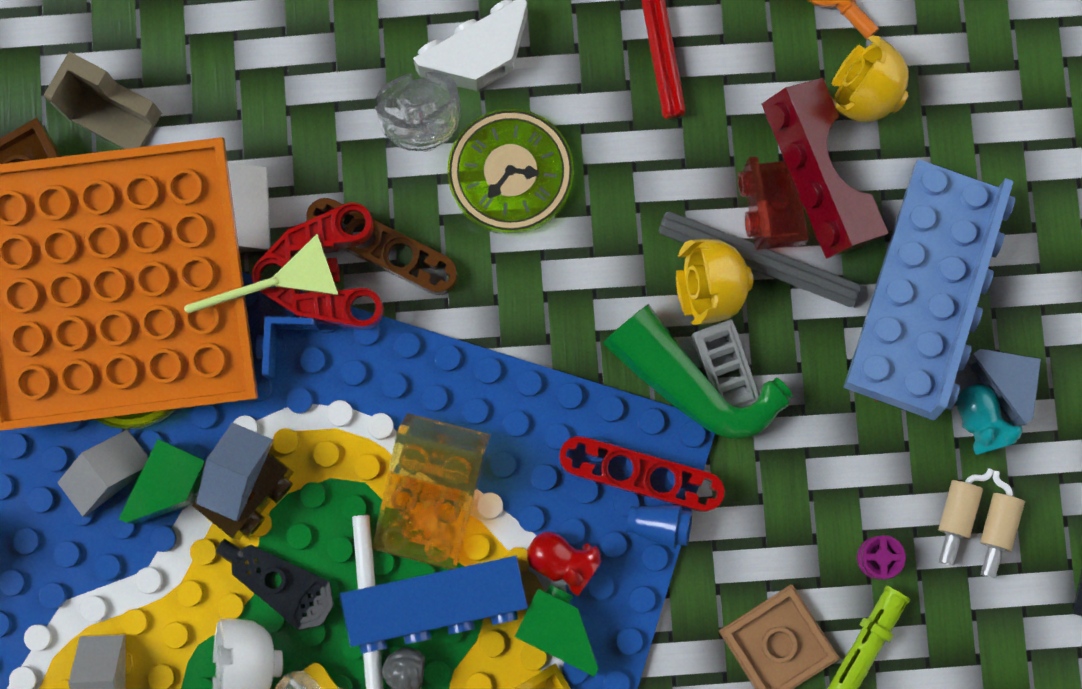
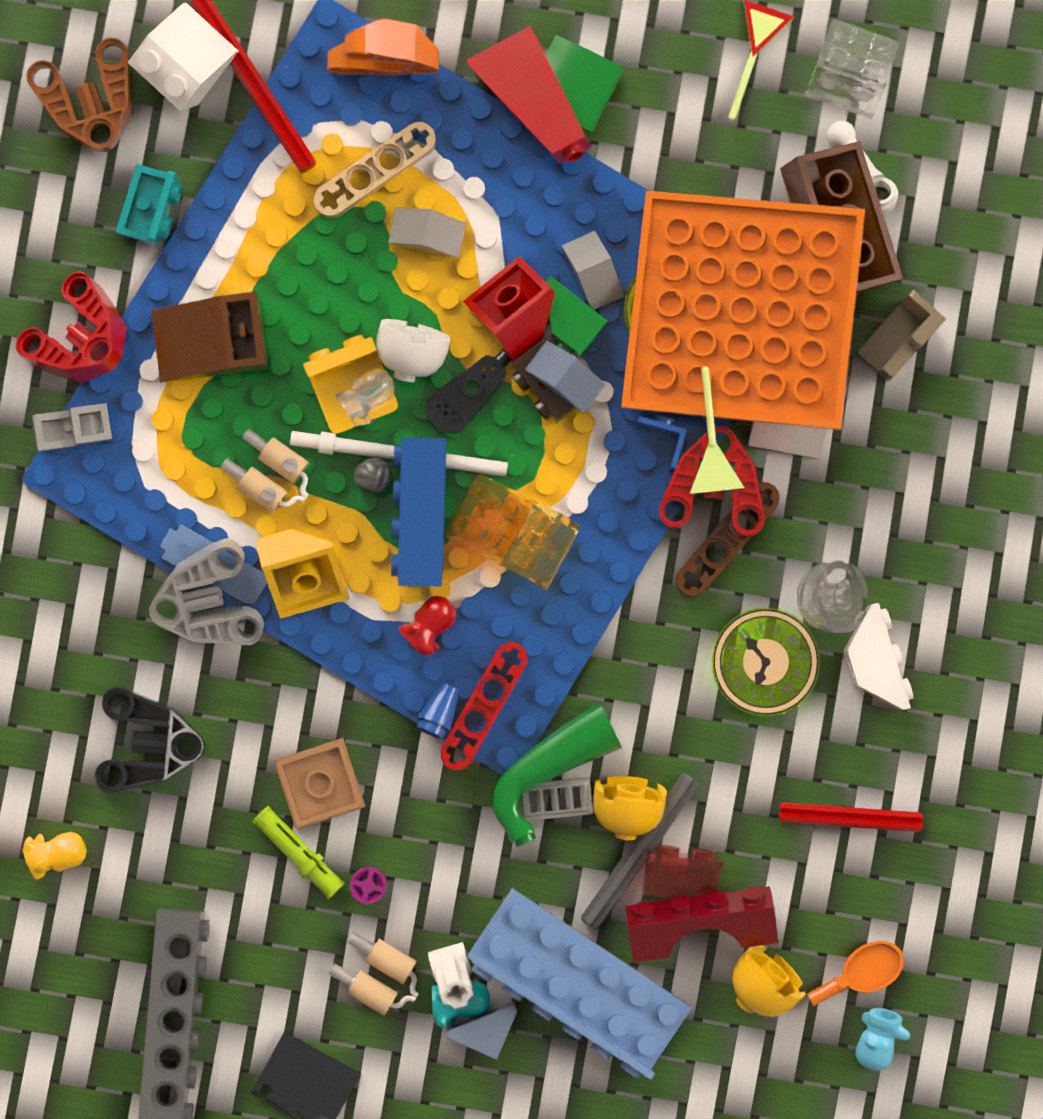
camera: 100 degrees right, 5 degrees up
(167, 553) = (513, 307): none -> red slope
(557, 629) = (375, 606): green slope -> none
(957, 434) = (451, 972): none -> white piece

